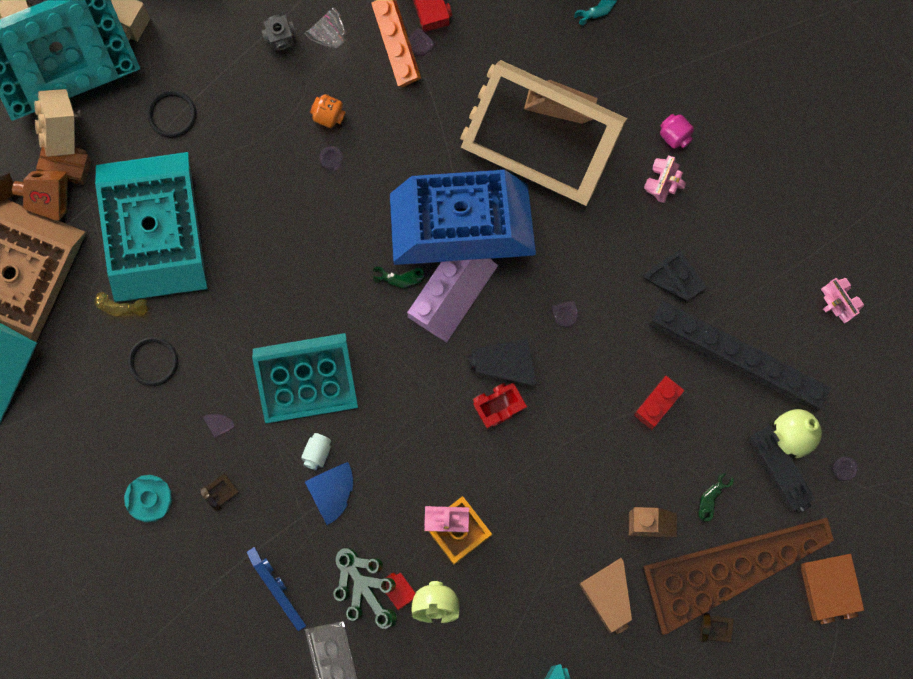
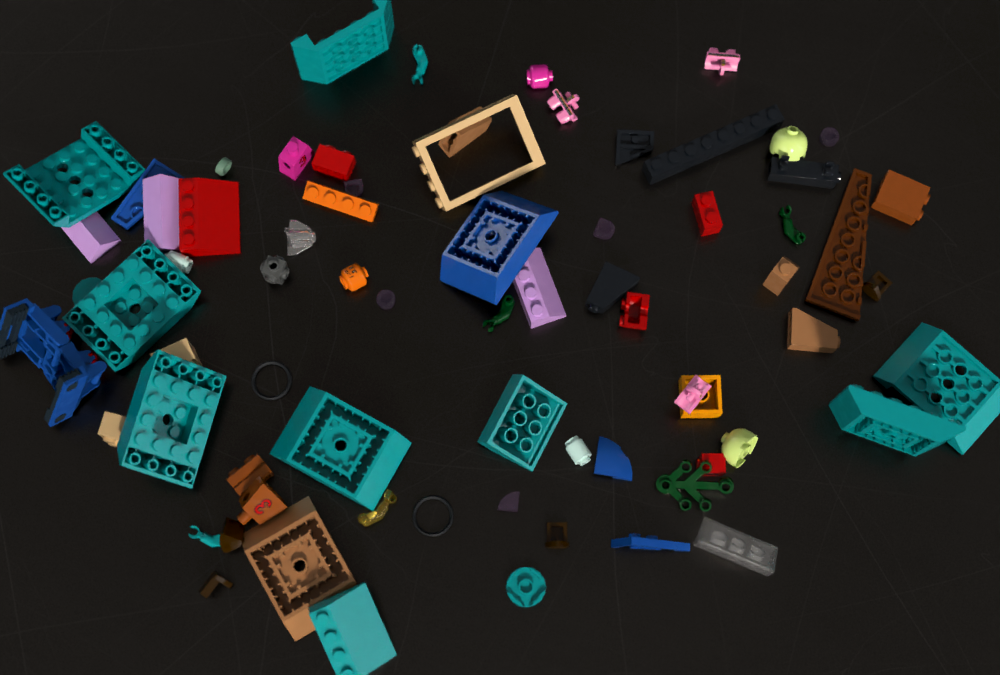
camera: 55 degrees left, 5 degrees down
(55, 122) = (219, 457): tan brick -> none

